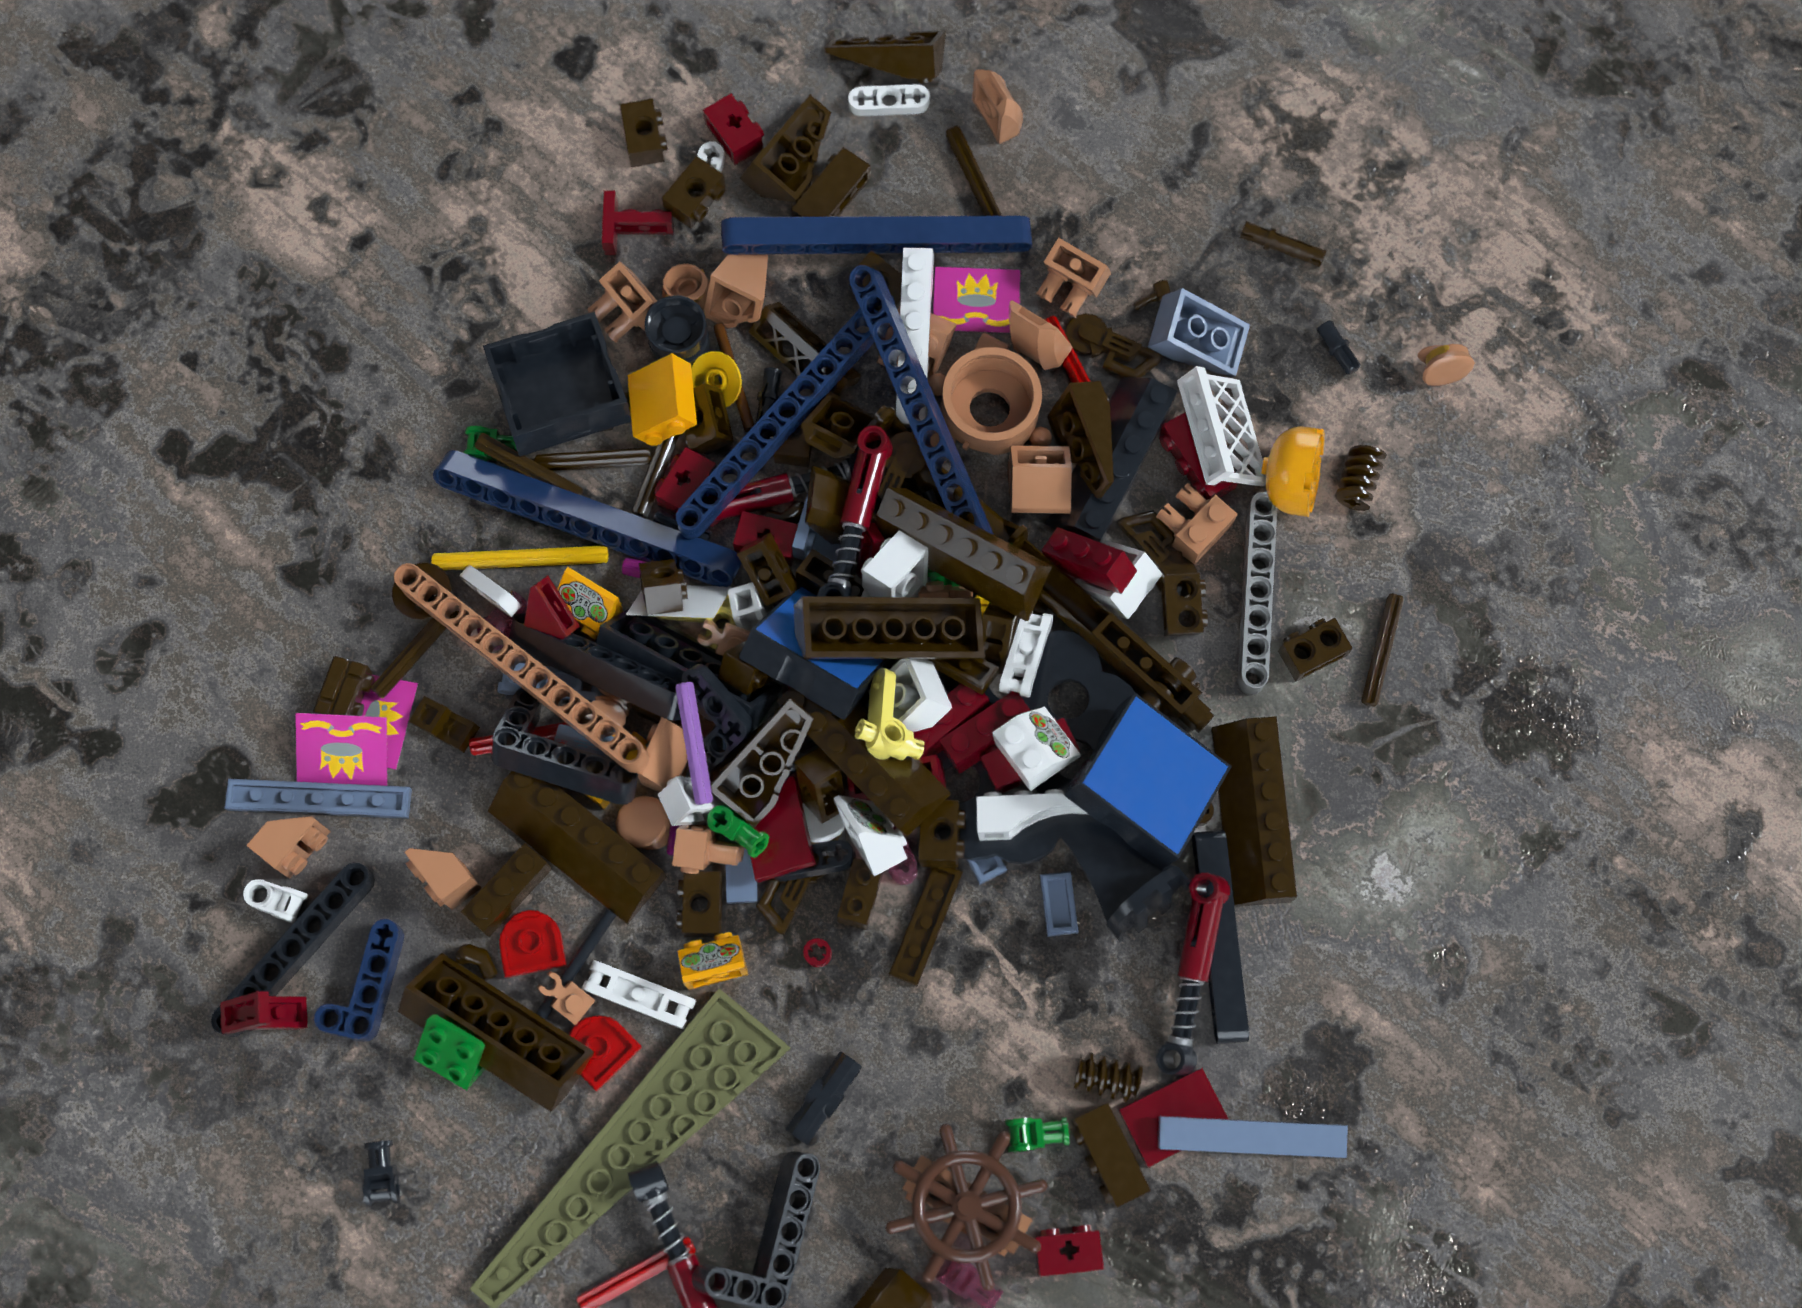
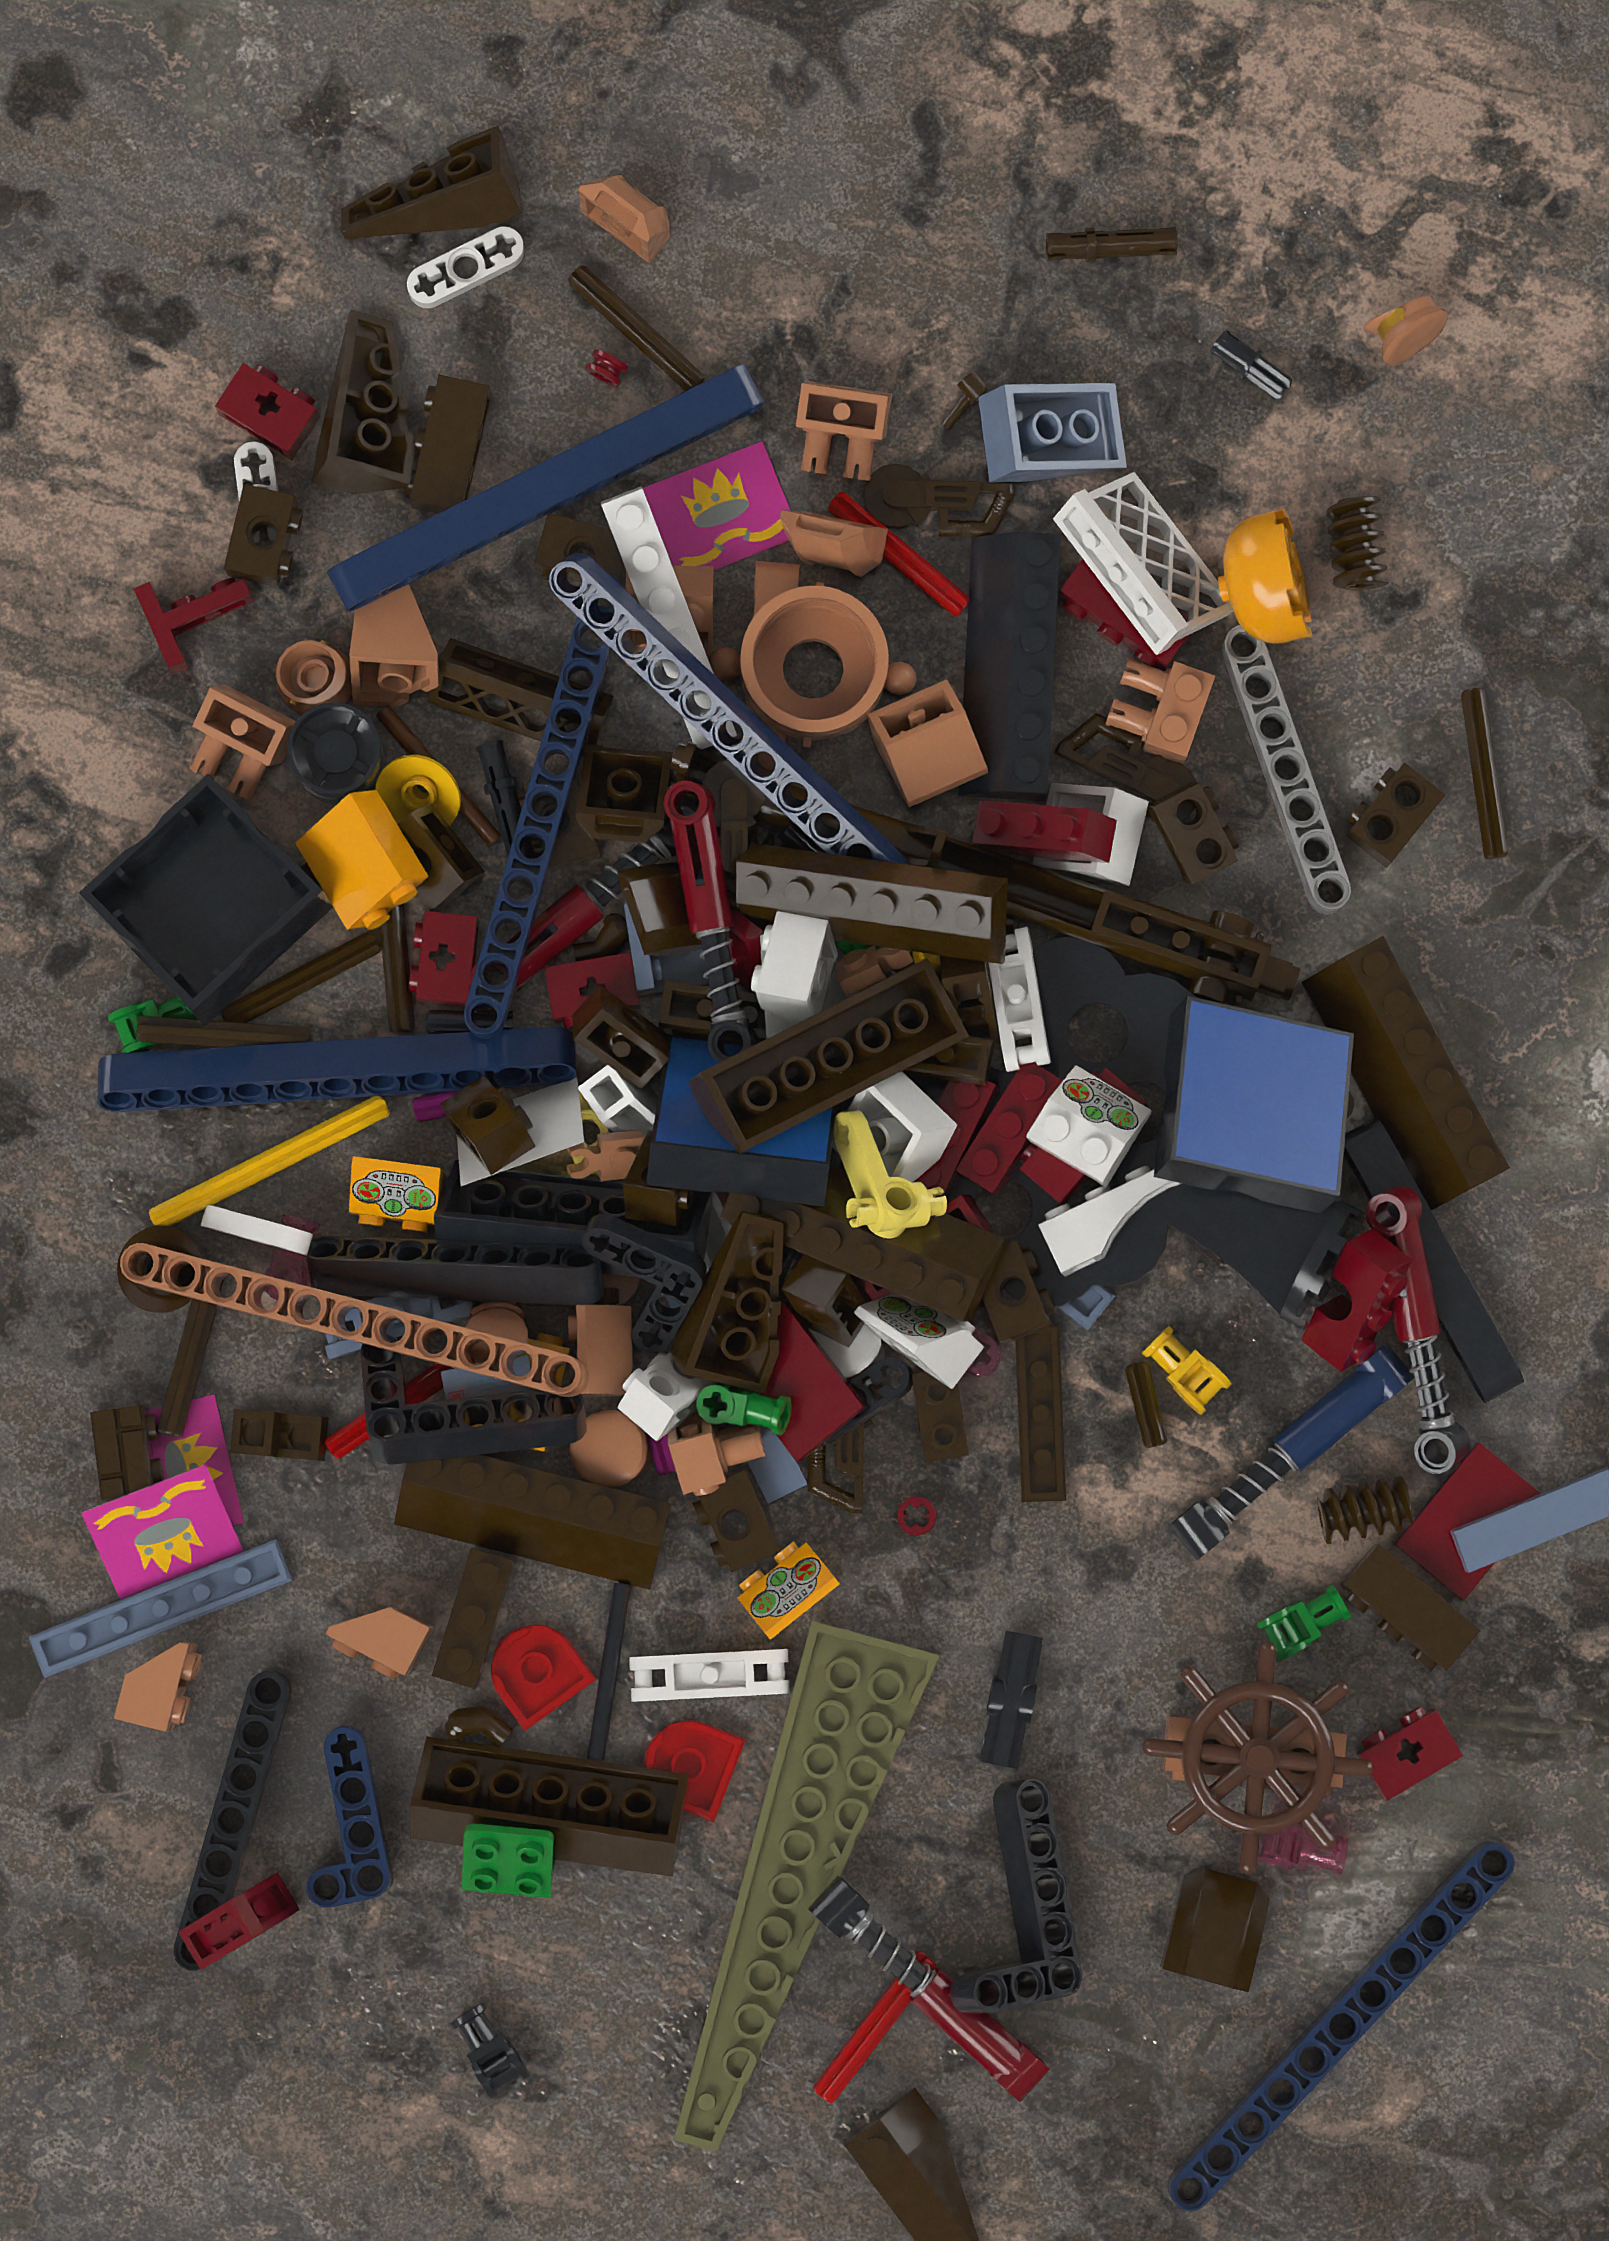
camera: 25 degrees left, 10 degrees up
(280, 900) = (179, 1767): white piece -> none
(548, 611) = (355, 1226): dark red slope -> none
(569, 1000) = (623, 1723): nougat plate -> none
(639, 117) = (122, 456): dark brown brick -> none
(694, 743) = (639, 1323): medium lavender axle -> none
(945, 188) = (606, 368): none -> dark red bush
(996, 947) = (1146, 1404): none -> dark brown axle
(1032, 938) = (1188, 1372): none -> yellow connector
(1058, 904) = (1202, 1310): sand blue tile -> none
(1081, 1017) = (1295, 1448): none -> piece
(1084, 425) = (952, 637): dark brown wedge -> none
(1178, 924) = (1374, 1276): none -> dark red arch

